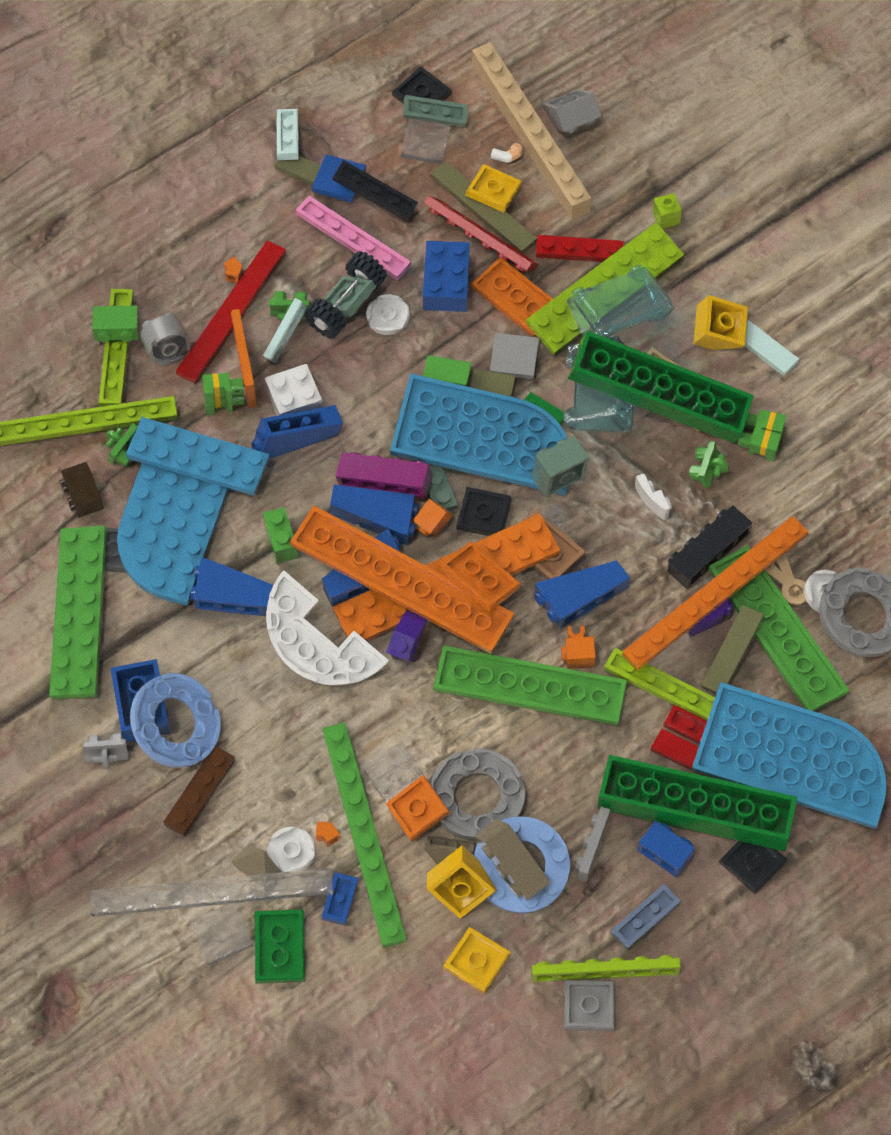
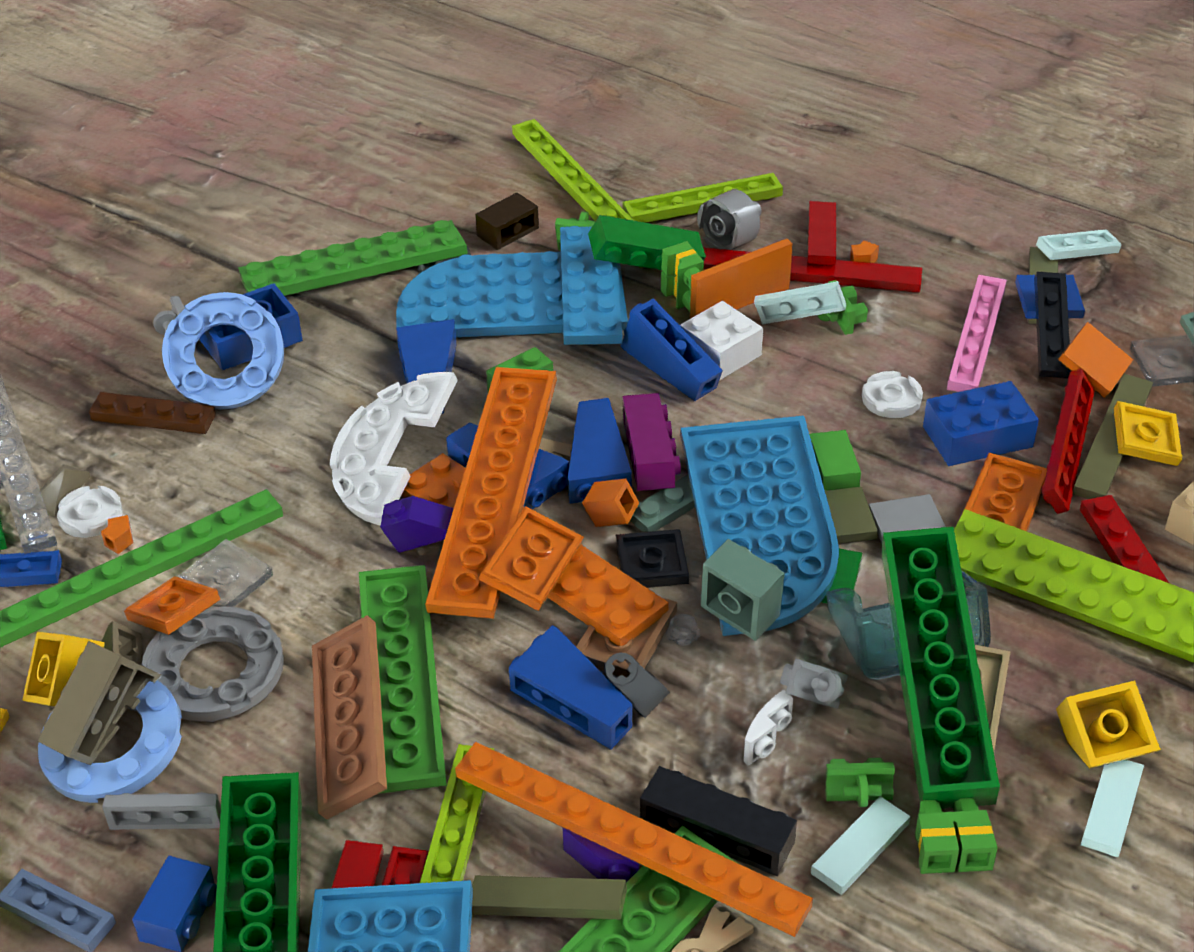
camera: 70 degrees right, 20 degrees down
(115, 323) = (722, 173): bright green brick -> none
(181, 404) = (637, 242): none -> green brick
(197, 285) = (822, 233): none -> red tile
(346, 295) = (843, 336): plate -> none
(414, 182) = (1097, 357): none -> orange tile
(559, 721) = (348, 718): none -> nougat plate
(578, 650) = (476, 712): orange brick -> none
(594, 555) = (639, 687): none -> dark grey piece
(620, 303) = (1055, 593): clear light blue windscreen -> none
(635, 457) = (813, 682): none -> light grey hips
(749, 483) = (860, 845): none -> light aqua tile

